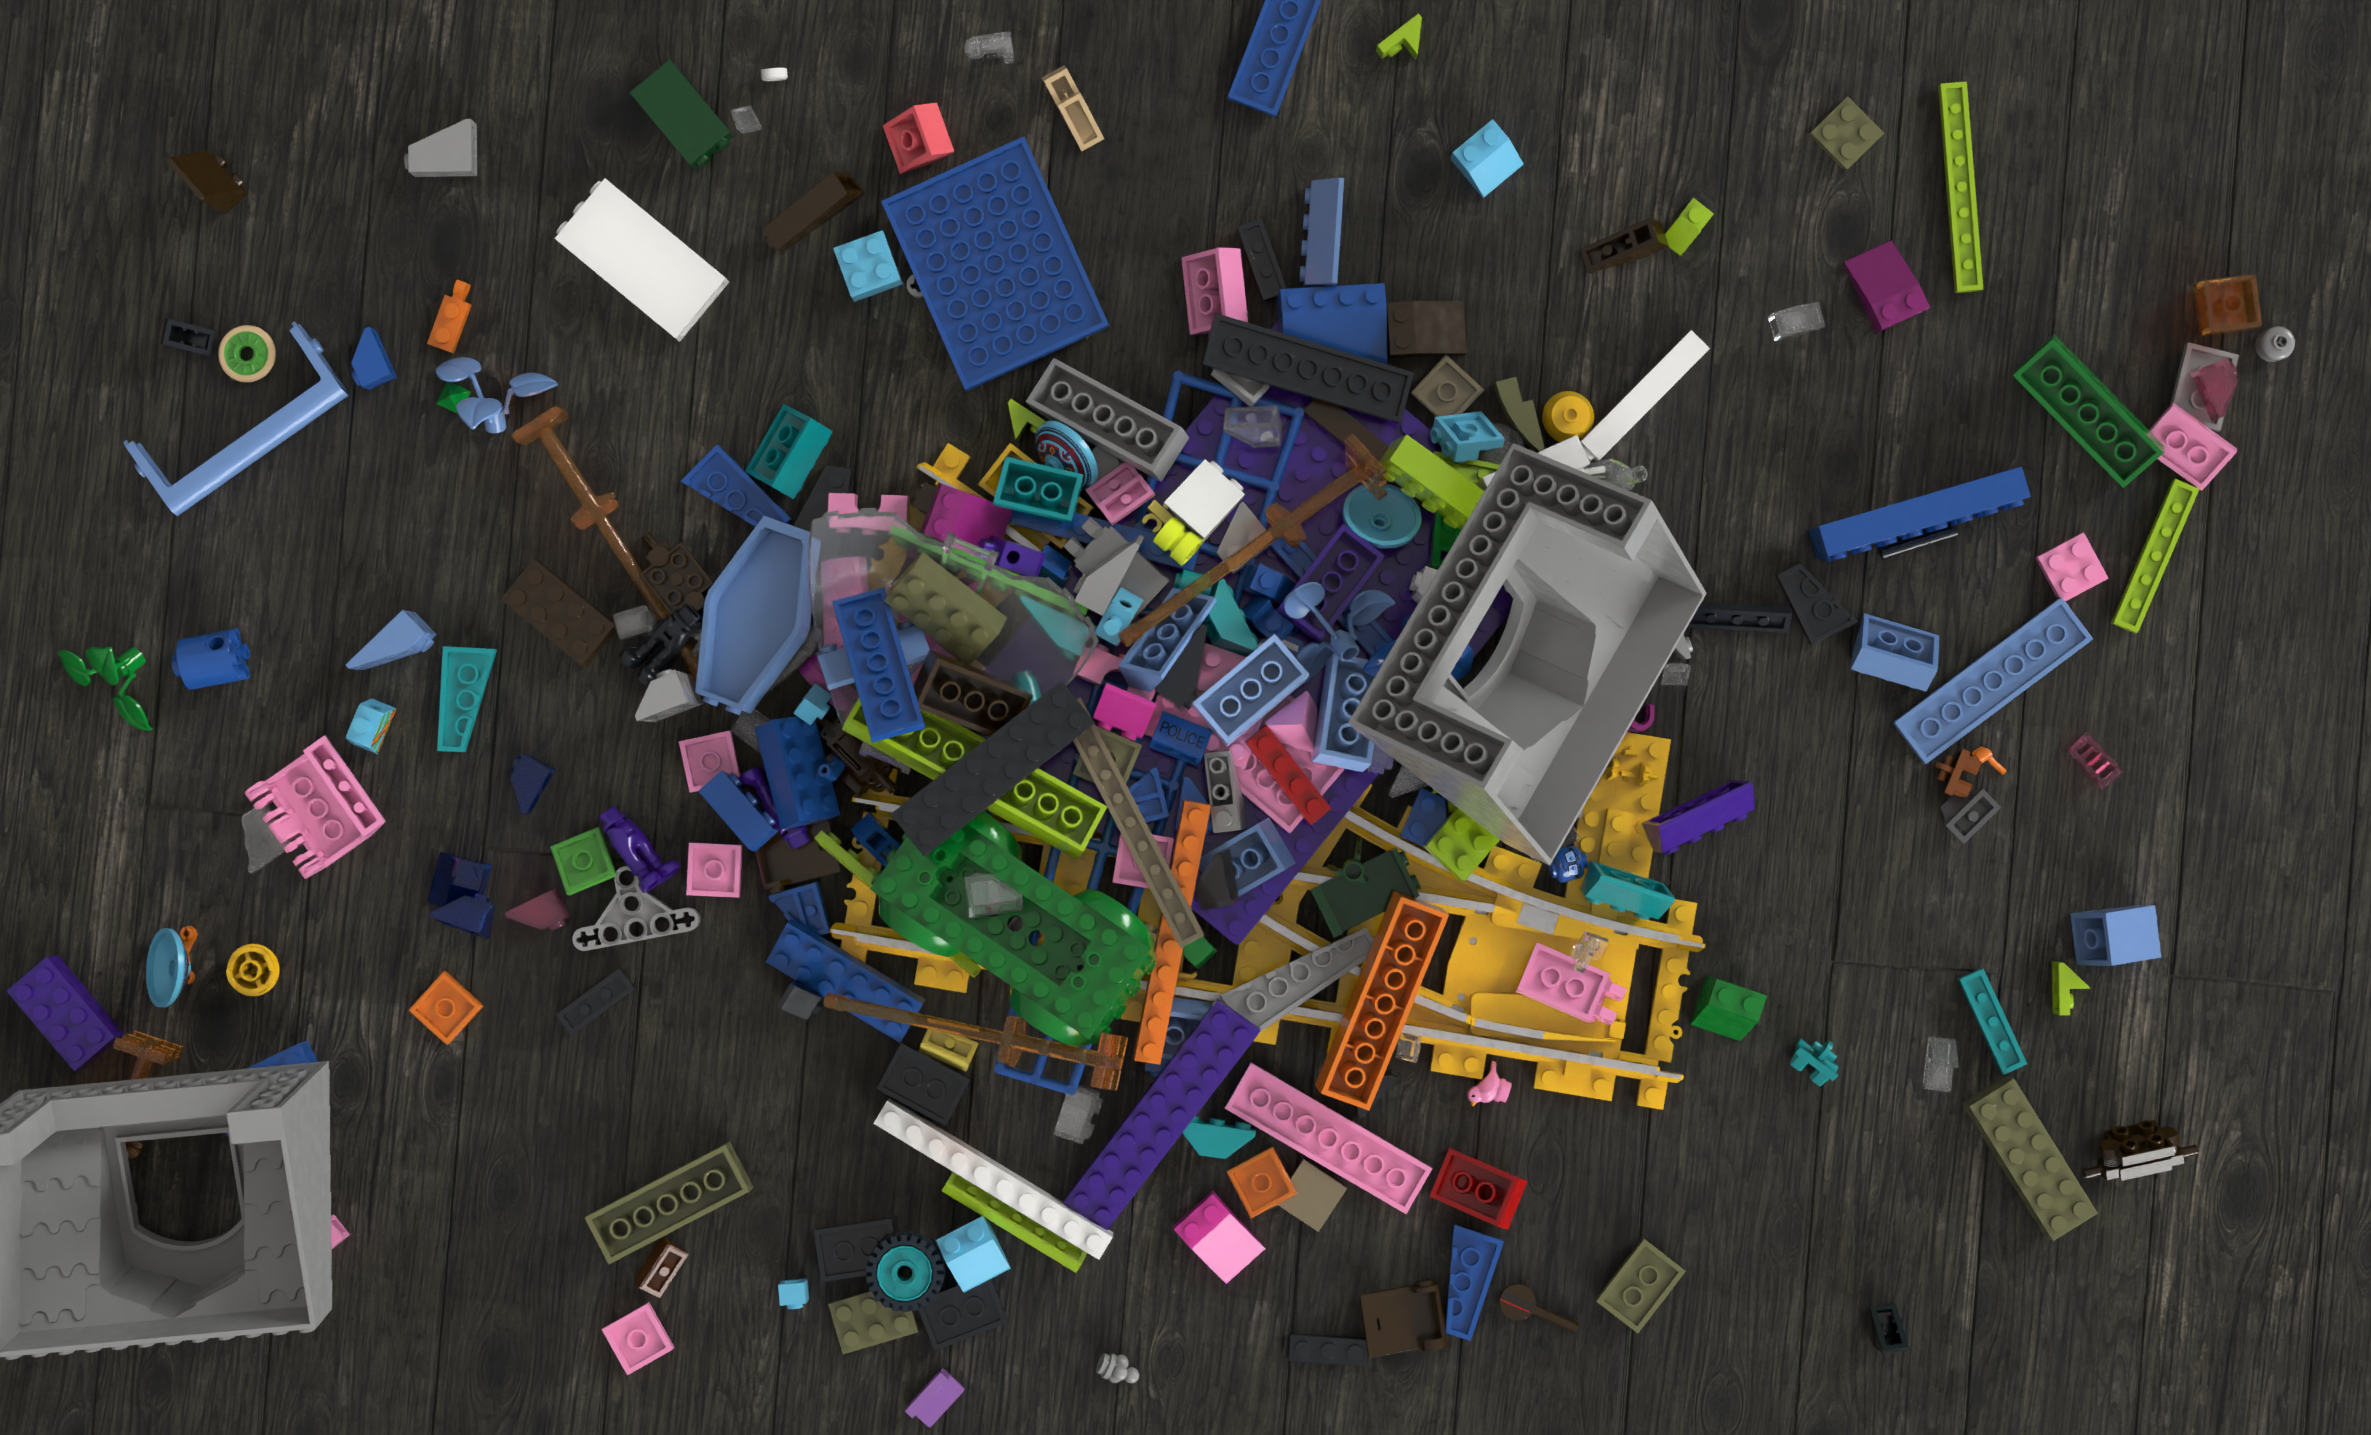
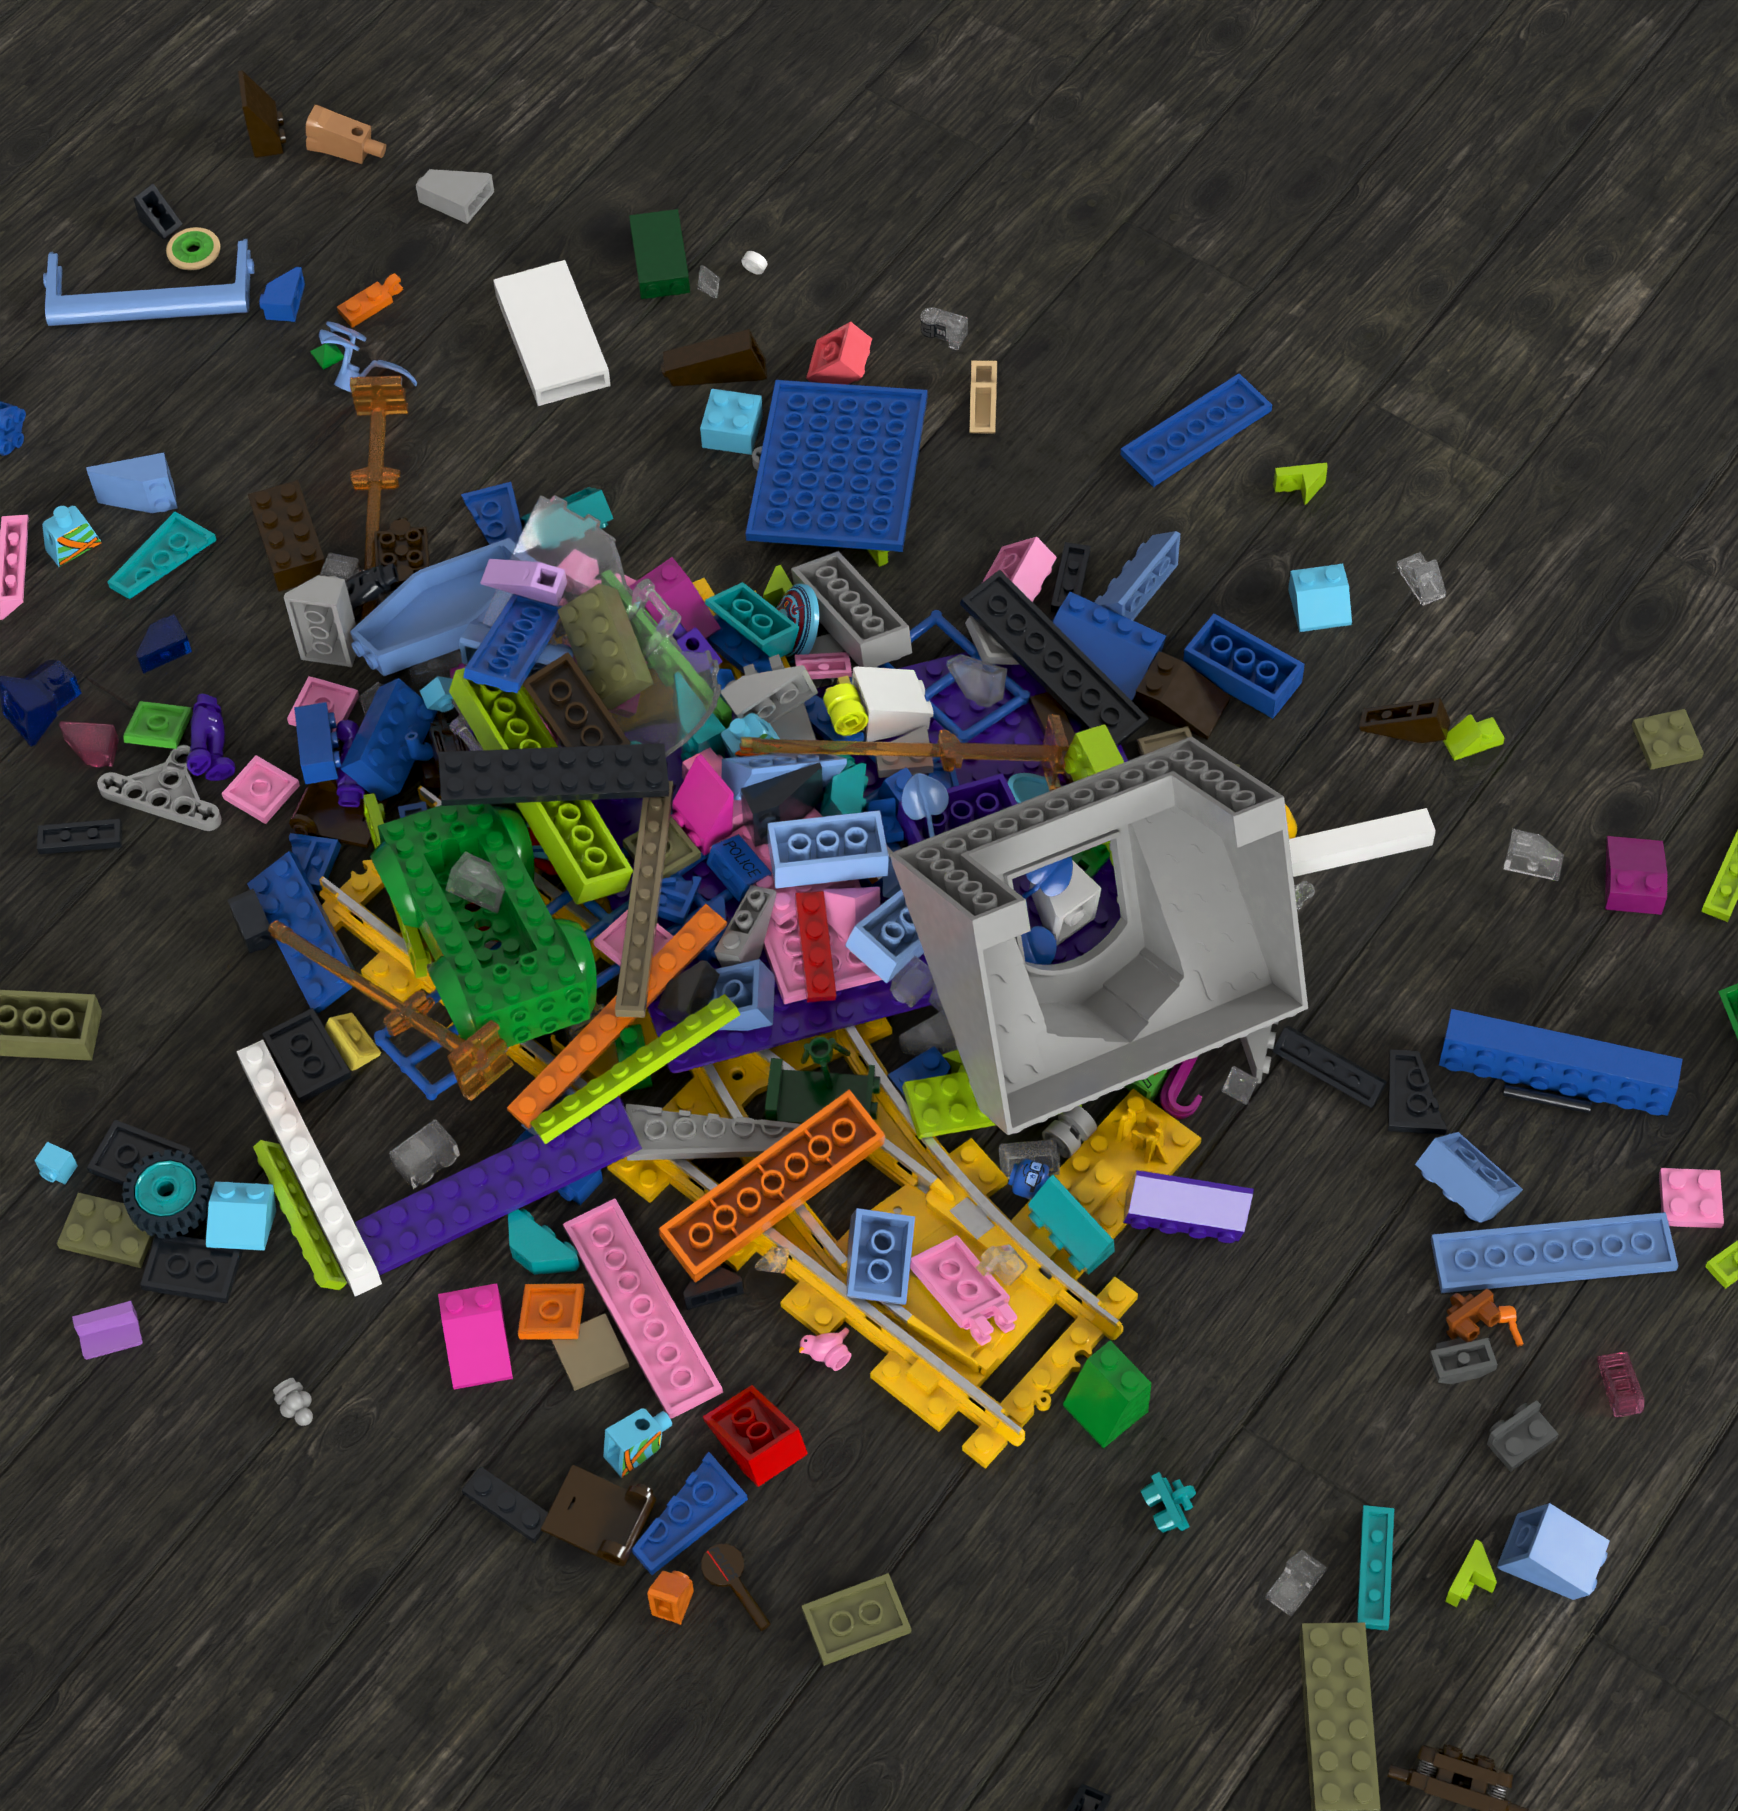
camera: 30 degrees right, 30 degrees down
(297, 152) = (340, 136): none -> medium nougat piece
(837, 590) = (526, 579): none -> lavender slope
(1217, 972) = (634, 1068): none -> lime plate
(1389, 1258) = (634, 1440): none -> medium azure torso
(1462, 271) = (1244, 665): none -> blue brick
(1493, 1002) = (879, 1256): none -> medium blue slope
(1498, 1352) = (670, 1596): none -> orange slope
(1559, 83) = (1422, 577): none -> clear slope
(2044, 850) = (1521, 1435): none -> dark grey bracket

